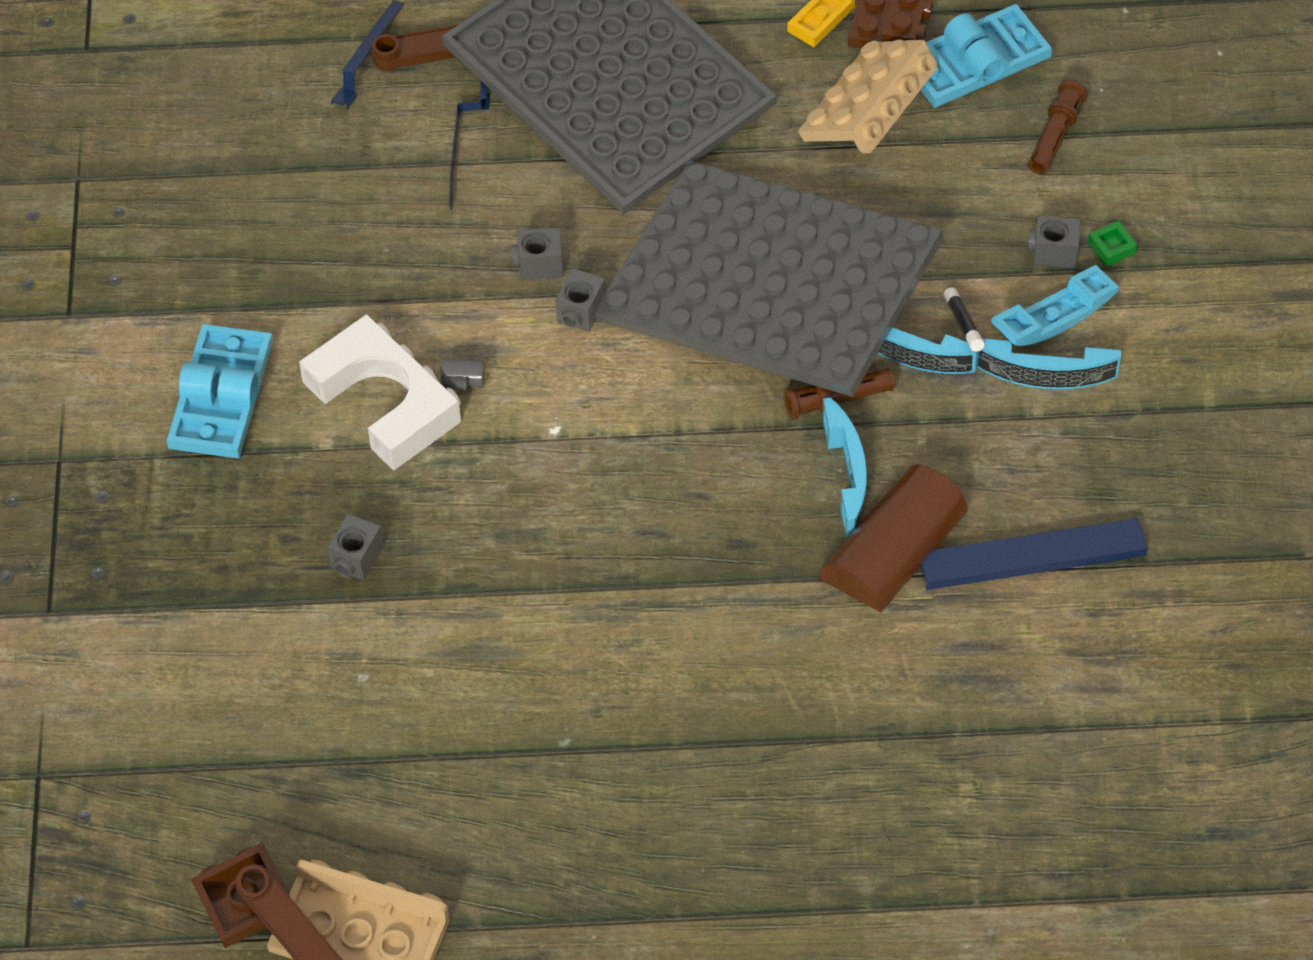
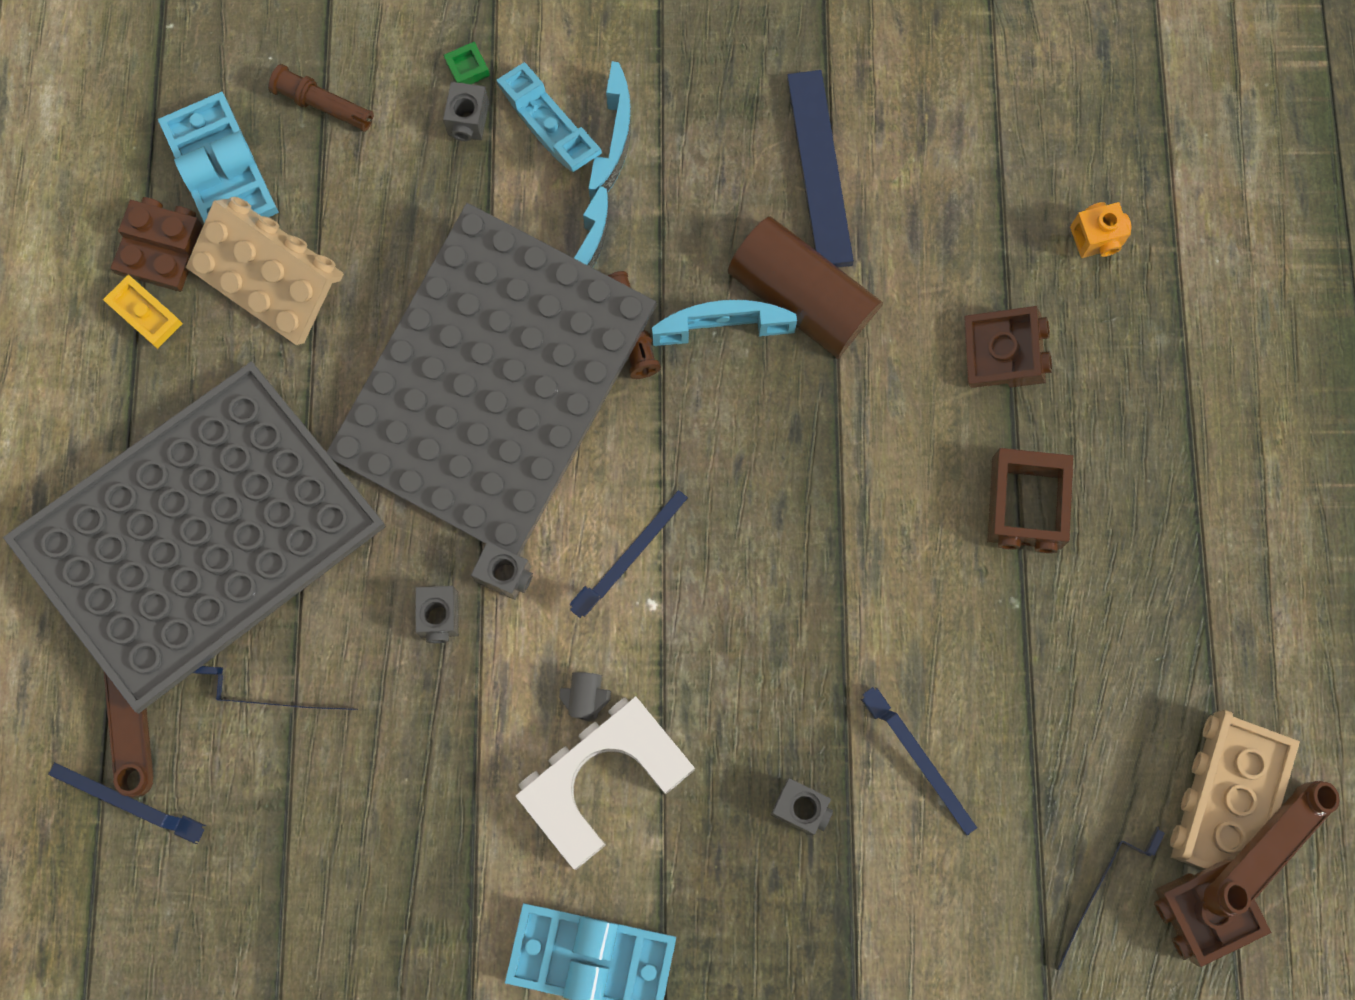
camera: 90 degrees left, 20 degrees up
(311, 854) = (1151, 849): none -> dark blue piece
(455, 619) = (879, 709): none -> dark blue piece
(556, 365) = (588, 598): none -> dark blue piece
(670, 772) = (1033, 464): none -> reddish brown window
(837, 722) = (1007, 348): none -> reddish brown plate
(964, 319) = (560, 199): bar -> none
(981, 808) = (1101, 229): none -> light orange brick

